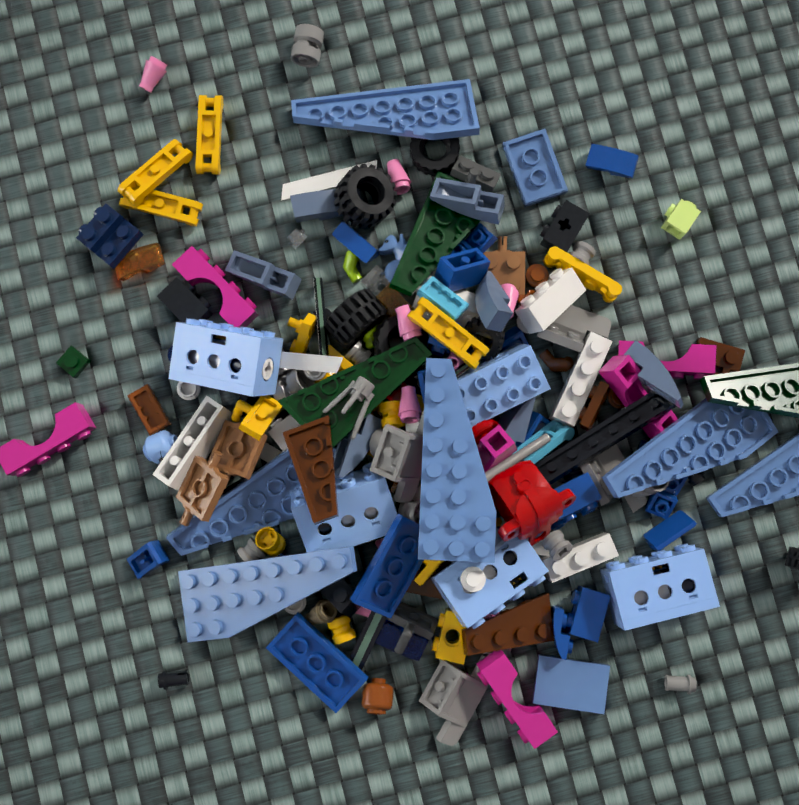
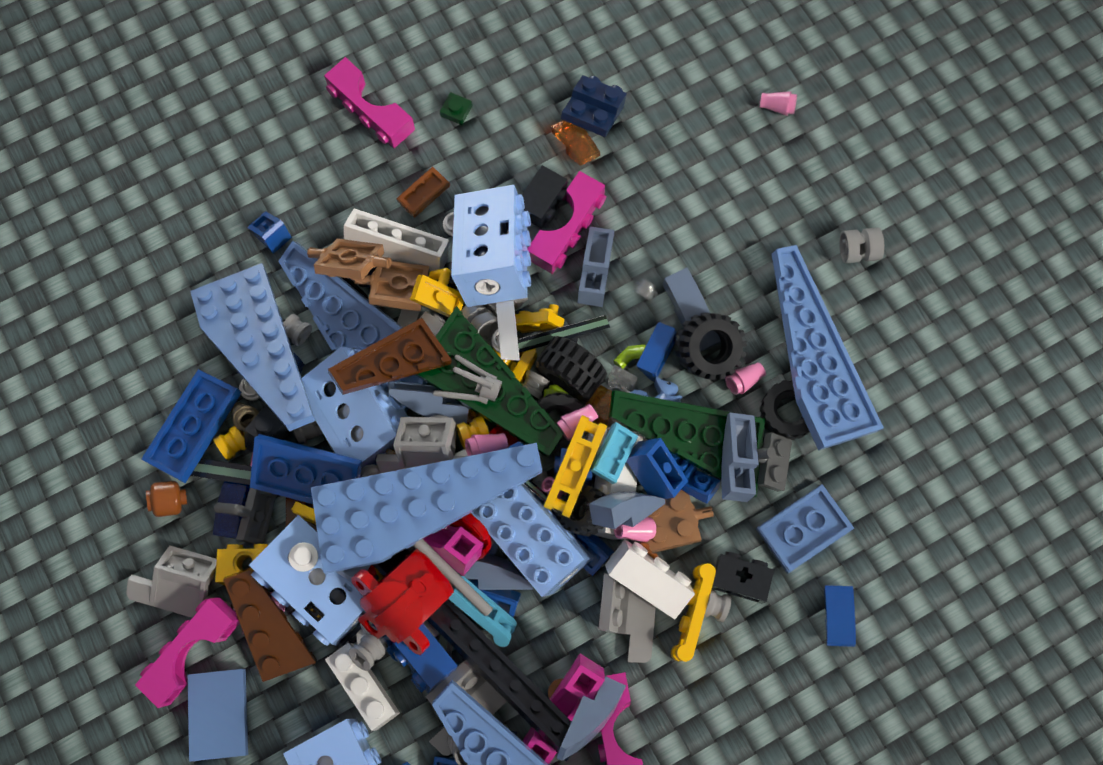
camera: 75 degrees right, 10 degrees down
(154, 171) = (674, 130): yellow plate -> none
(158, 445) = (387, 207): light blue head -> none
(166, 206) = (642, 147): yellow plate -> none
(171, 679) = (150, 287): black pin -> none
(209, 134) = (732, 173): yellow plate -> none
(270, 541) = (310, 344): yellow wheel -> none
(317, 182) = (717, 300): white sticker -> none
(536, 274) = (679, 560): dark orange plate -> none
(556, 364) = (581, 610): reddish brown arm -> none
(562, 639) = (267, 688): blue slope -> none
(580, 379) = (568, 639): white brick -> none
(587, 613) = (300, 714): blue brick -> none
(598, 398) = (550, 662): reddish brown plate -> none
(680, 218) = (796, 715): yellowish green brick -> none

